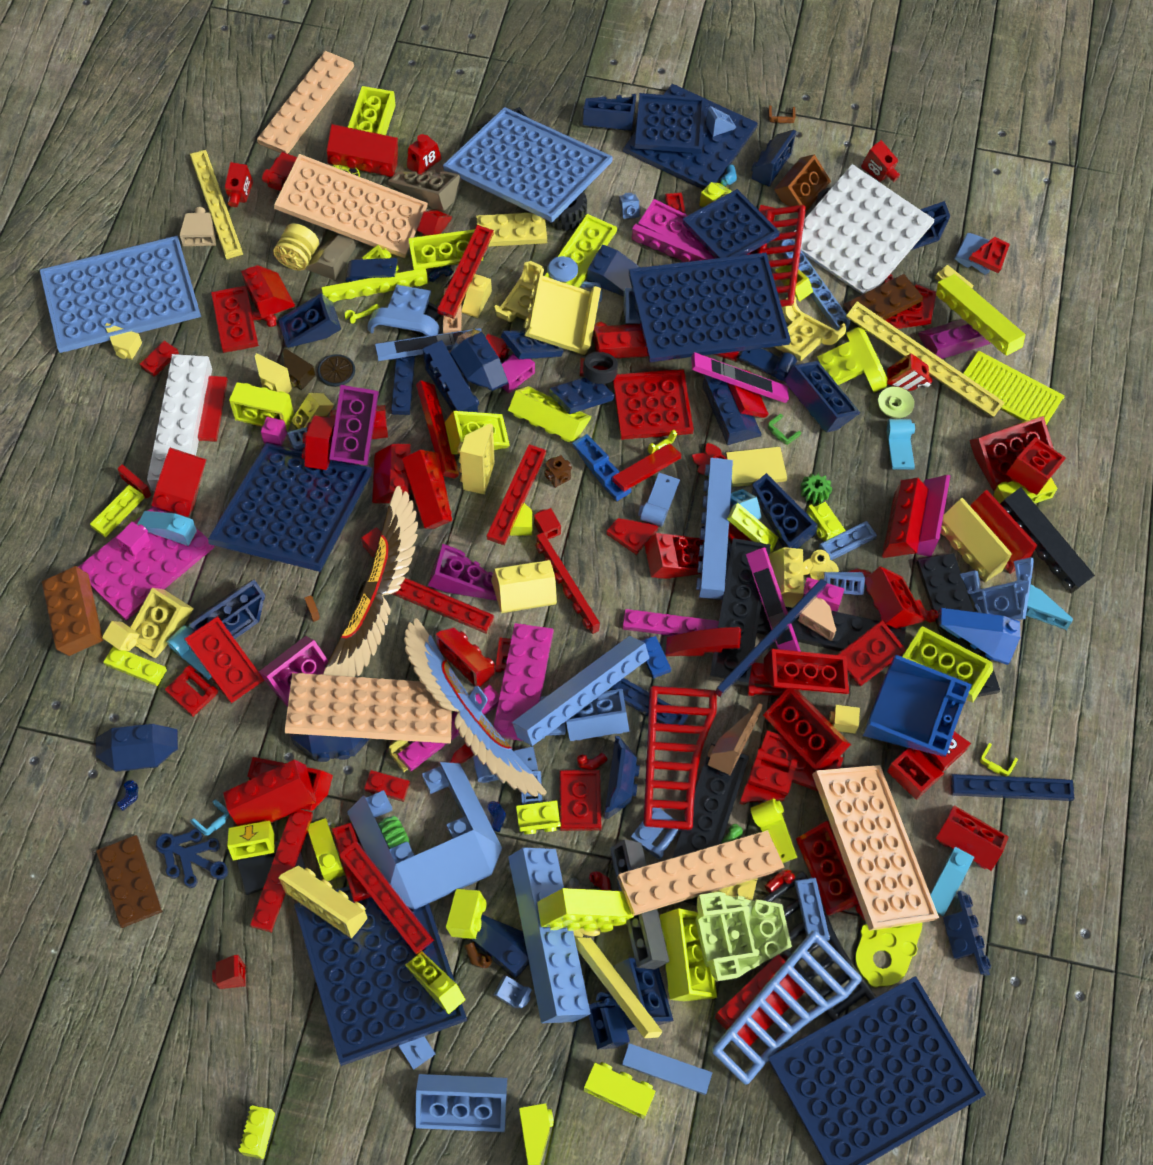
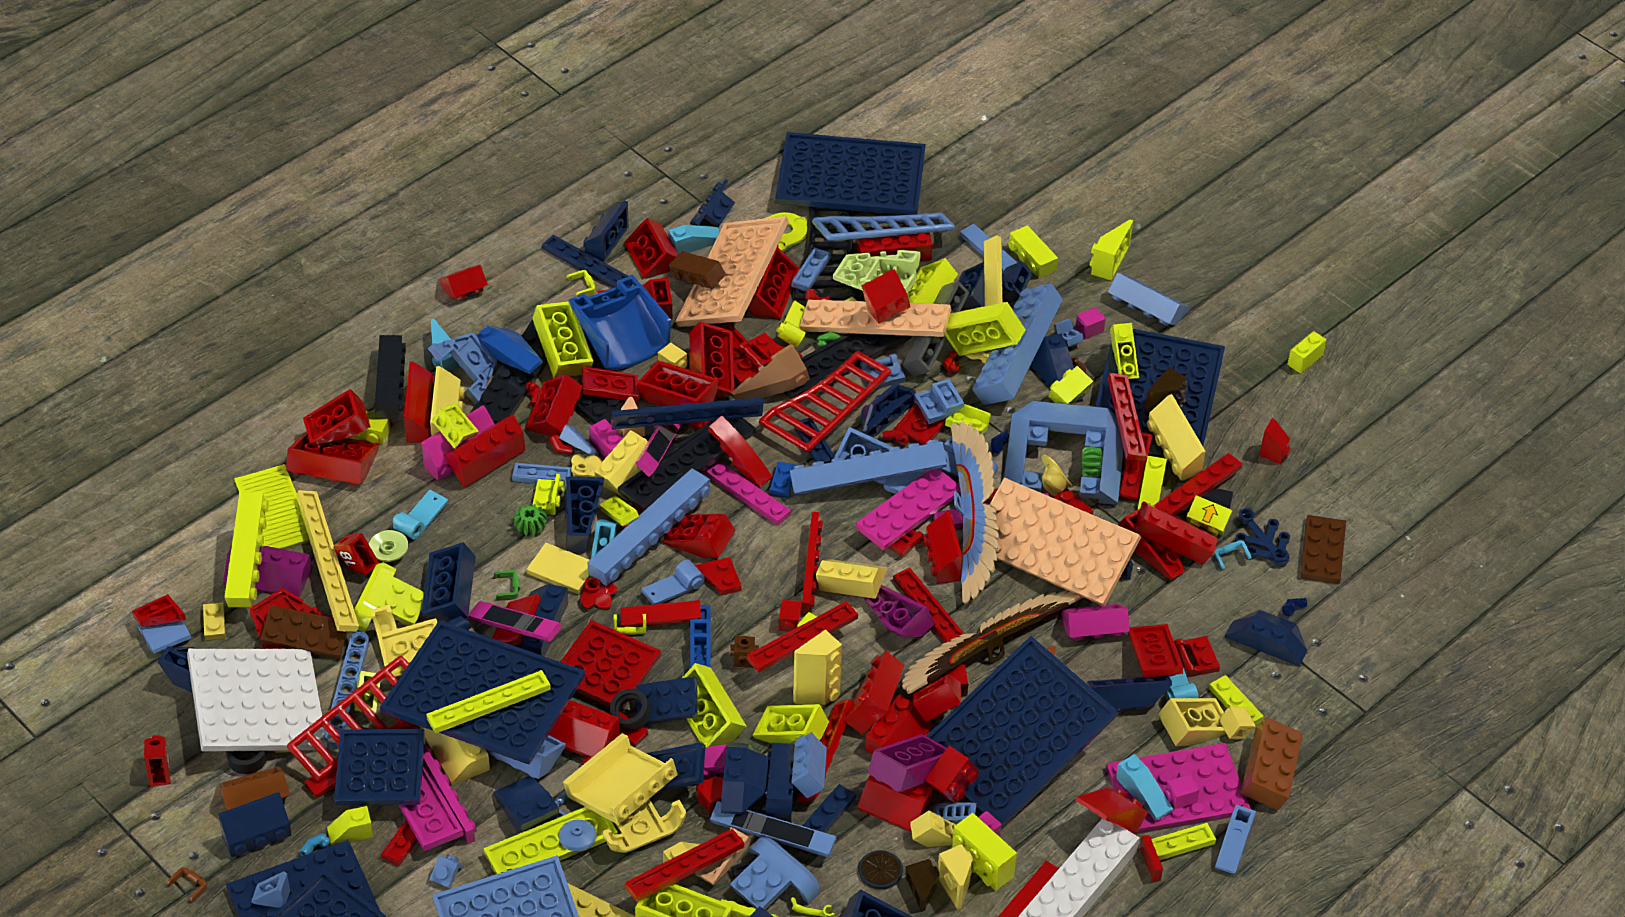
camera: 145 degrees left, 15 degrees down
(73, 533) = (1235, 839): none -> medium blue slope
(359, 943) = (1168, 383): none -> dark brown slope
(373, 504) = (938, 698): none -> red slope
(416, 795) = (1053, 477): none -> light yellow piece
(434, 393) = (809, 765): none -> medium blue brick
(500, 1025) = (1090, 323): none -> dark pink brick
(576, 815) = (939, 401): none -> medium blue slope
(692, 289) = (488, 701): none -> neon yellow plate
(695, 872) = (885, 296): none -> red slope
(907, 825) = (697, 270): none -> reddish brown brick
(938, 500) = (454, 425): none -> neon yellow bracket
(1028, 826) = (608, 231): none -> dark blue slope
(1093, 687) = (464, 282): none -> red slope

